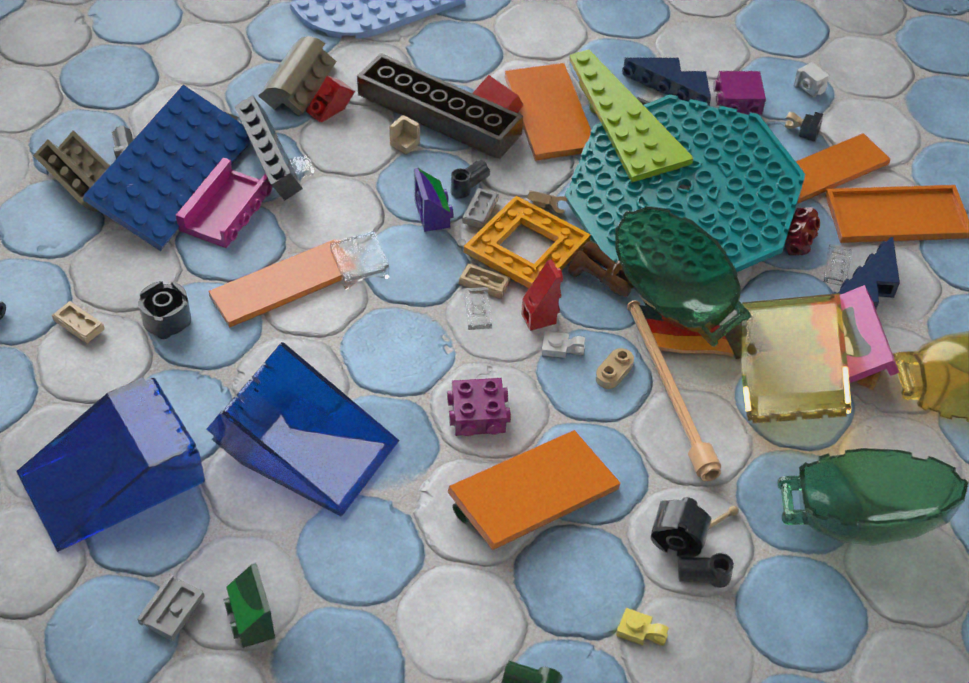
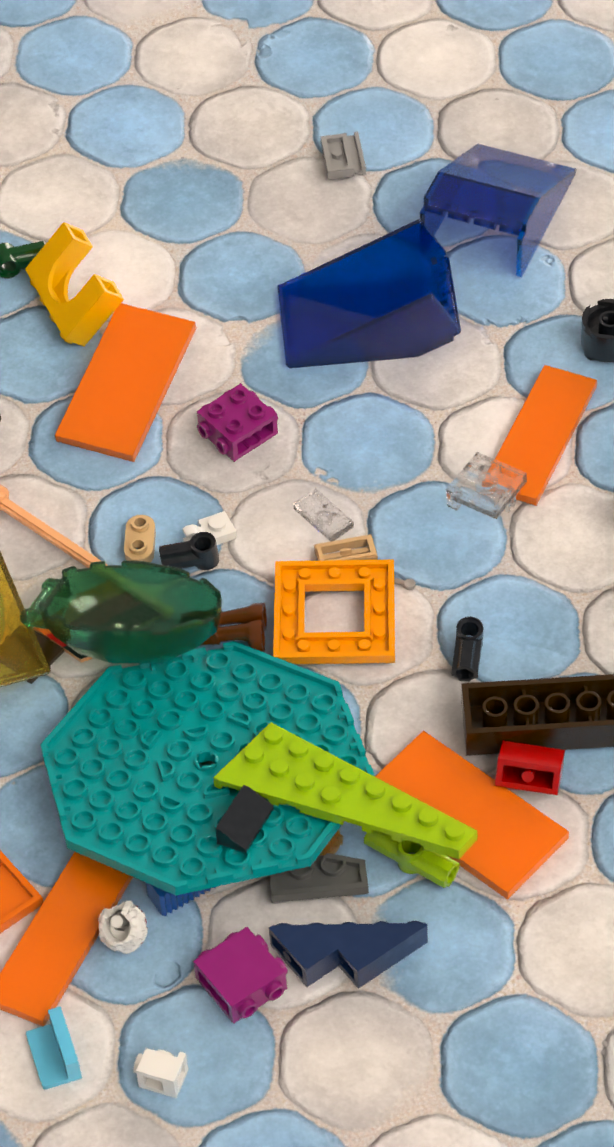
camera: 150 degrees right, 0 degrees up
(250, 608) = (276, 179): dark green slope -> none
(404, 134) = (591, 660): tan panel -> none
(431, 202) = (474, 582): dark purple slope -> none
(480, 208) = (422, 625): light grey plate -> none
(533, 569) = (50, 276): none -> yellow arch
(541, 199) = (363, 674): tan plate -> none
(541, 300) = (254, 535): red slope -> none
(596, 333) = (198, 552): none -> black piece
(694, 126) = (243, 820): none -> black slope
(793, 141) = (123, 927): none -> white piece
(802, 231) = (35, 802): dark red brick -> none
(809, 125) = (119, 984): black piece -> none
(863, 119) = (54, 1052): none -> medium azure panel

